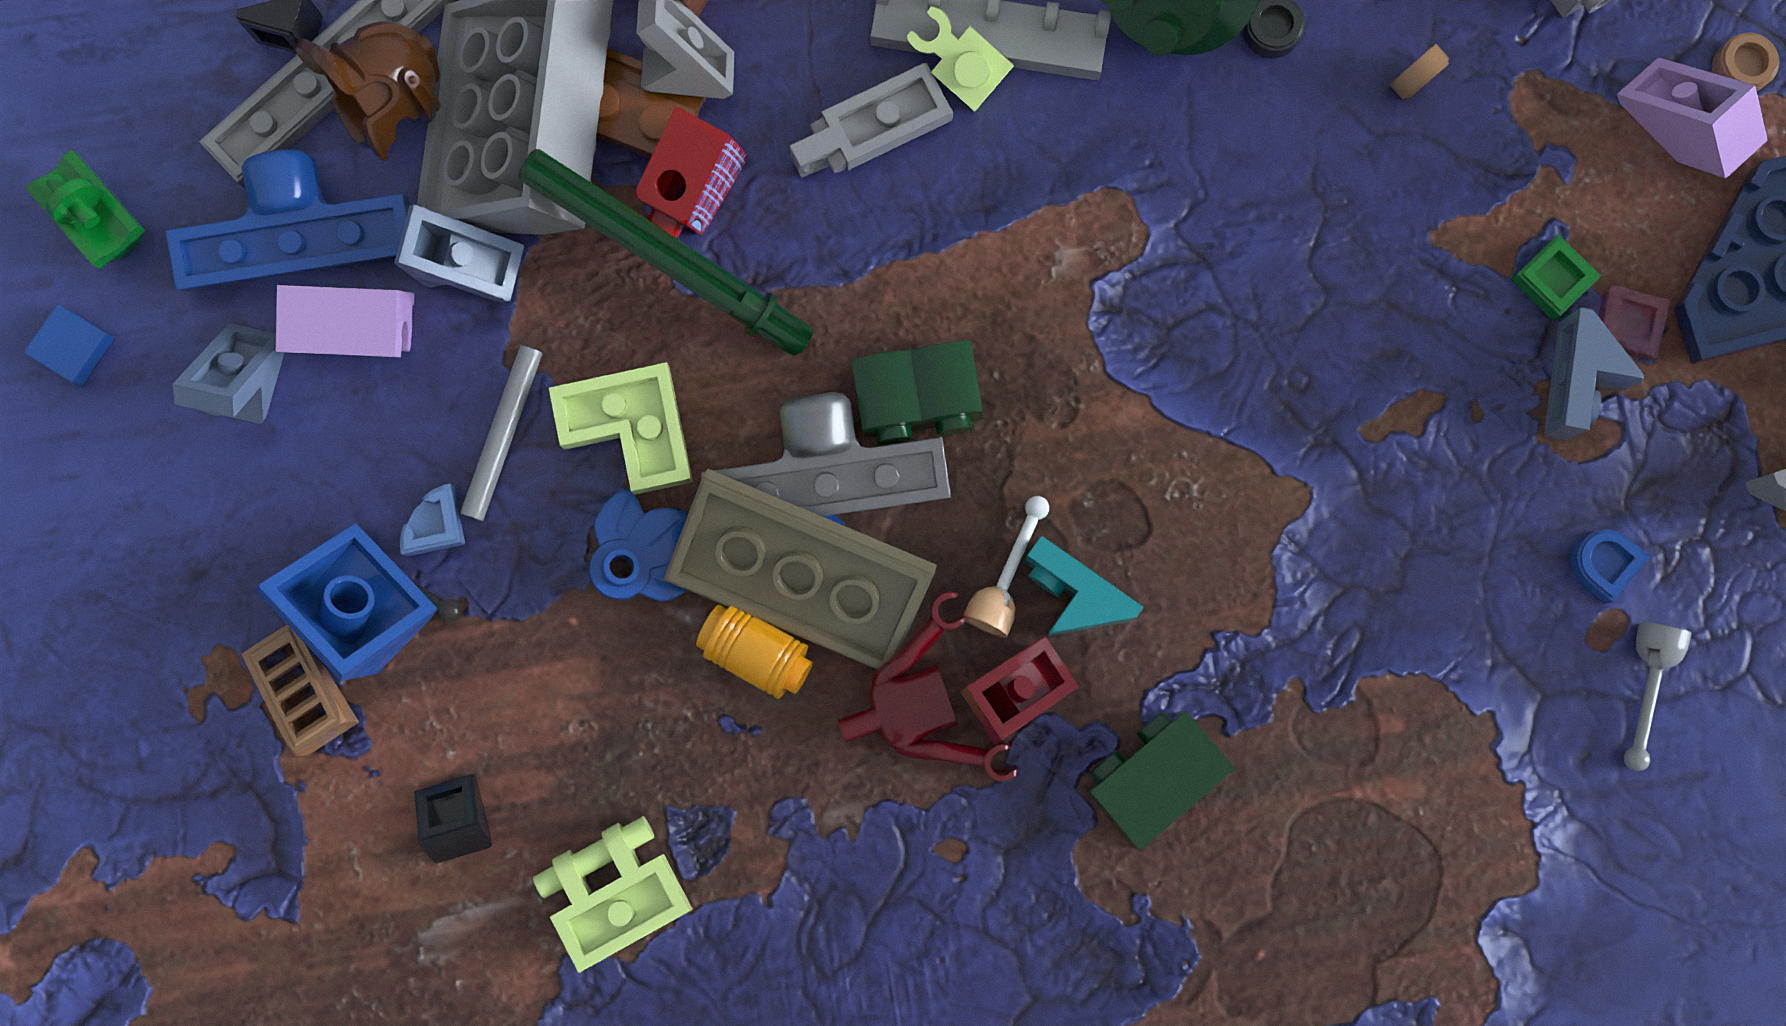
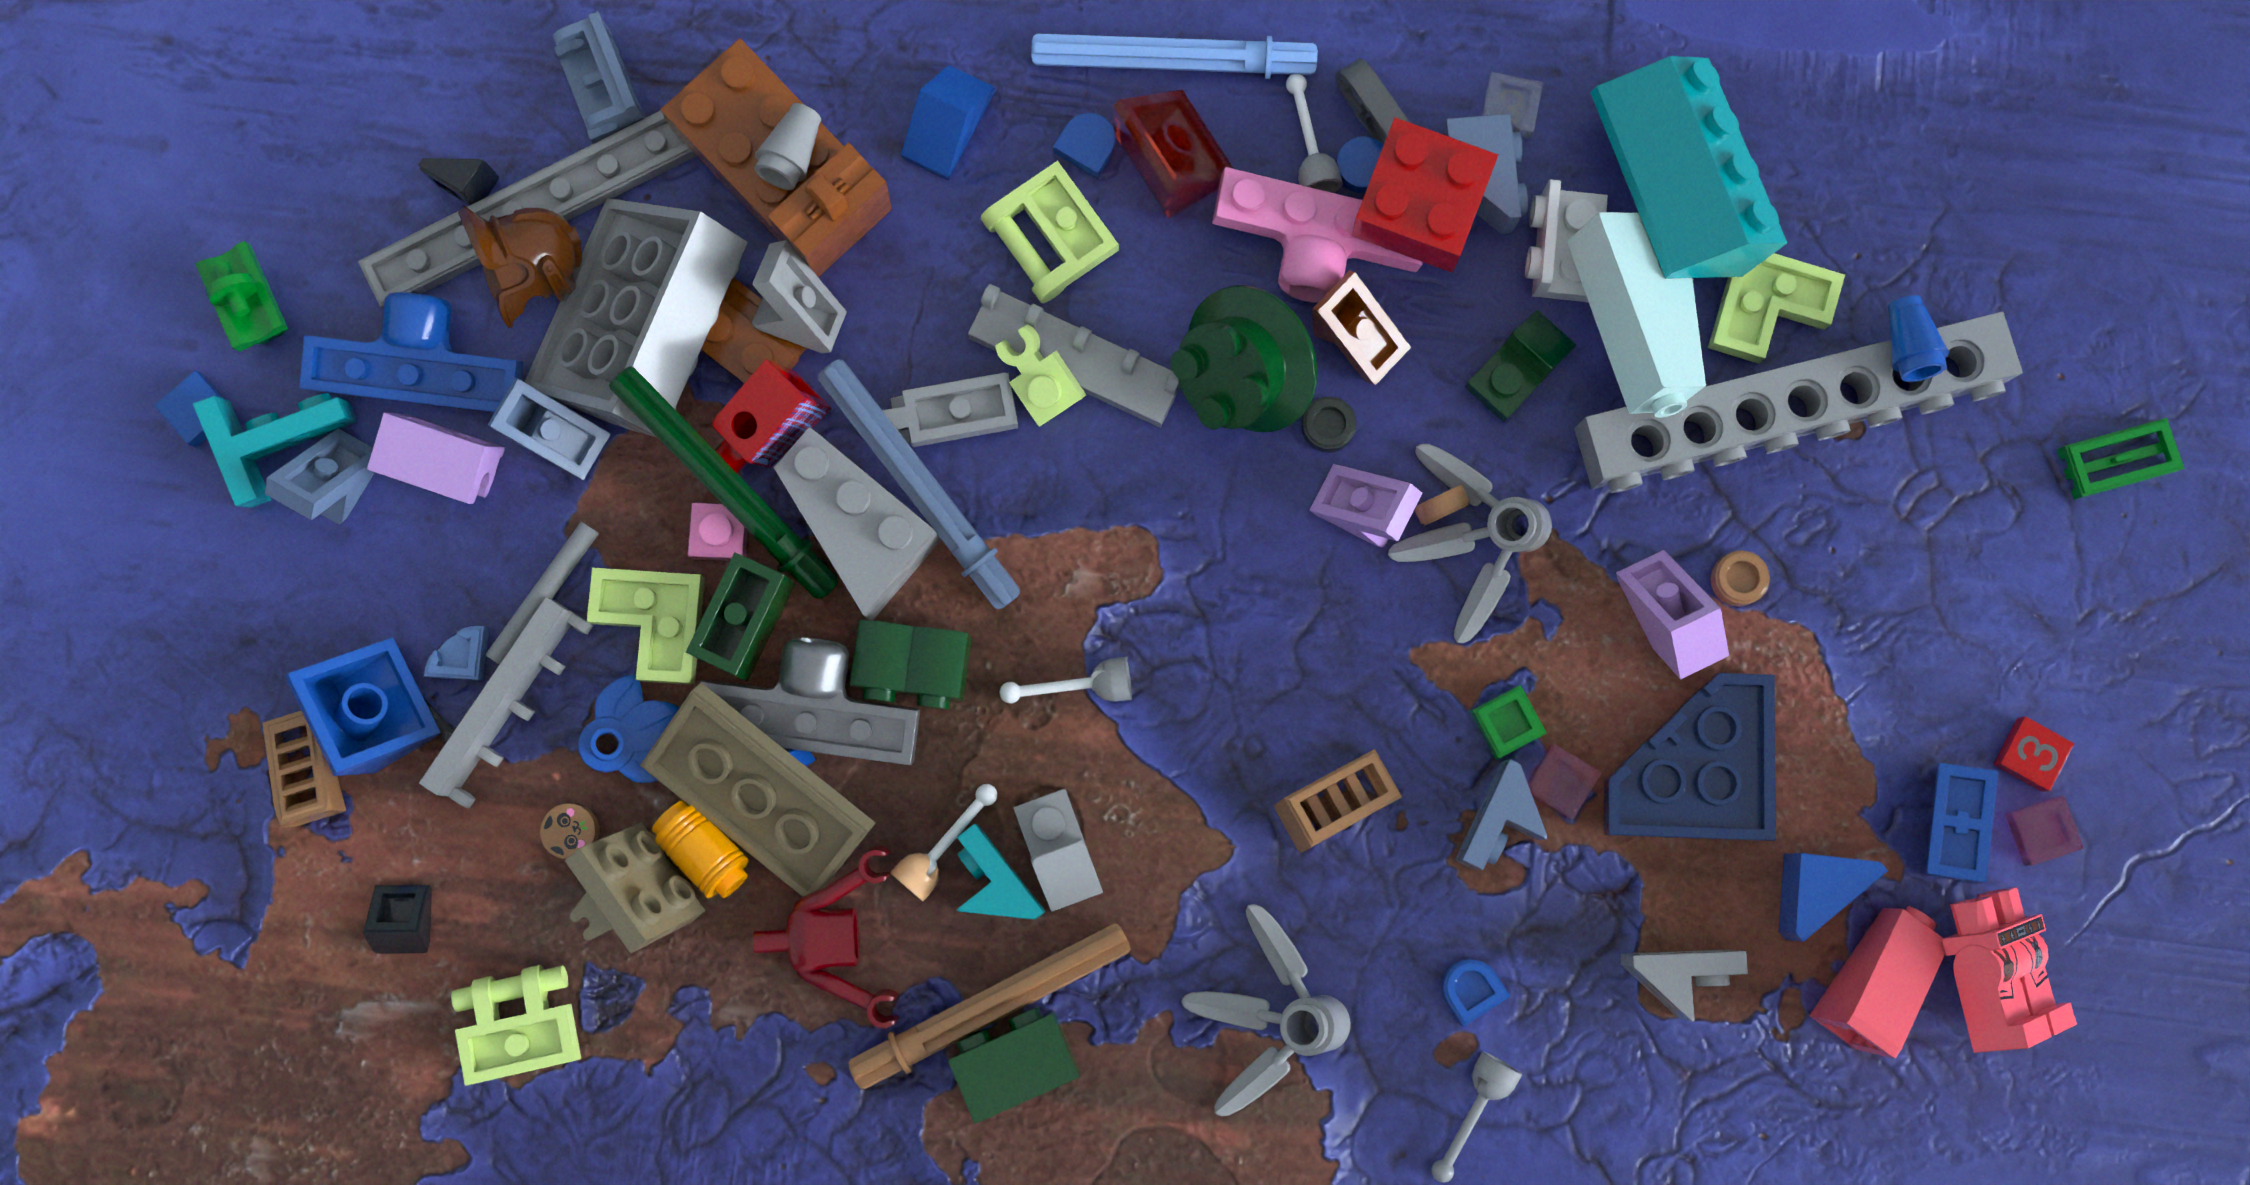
camera: 15 degrees right, 0 degrees up
(156, 350) = (264, 436): none -> teal bracket
(493, 553) = (500, 699): none -> light grey hinge
(607, 673) = (568, 829): none -> medium nougat tile
(669, 317) = (715, 533): none -> bright pink plate
(696, 711) = (631, 889): none -> dark tan plate
(724, 392) = (741, 617): none -> dark green brick
(813, 257) = (856, 521): none -> light grey wedge
(870, 201) = (919, 484): none -> sand blue axle
(1019, 689) = (915, 952): dark red slope -> none
(1109, 727) = (988, 1006): none -> medium nougat axle
(1130, 351) = (1109, 681): none -> hinge
(1131, 543) = (1058, 850): none -> light grey slope
(1344, 92) = (1366, 504): none -> lavender slope
(1382, 438) = (1298, 823): none -> medium nougat slope
(1392, 652) = (1296, 1023): none -> light grey plant
(1448, 102) = (1460, 537): none -> light grey plant

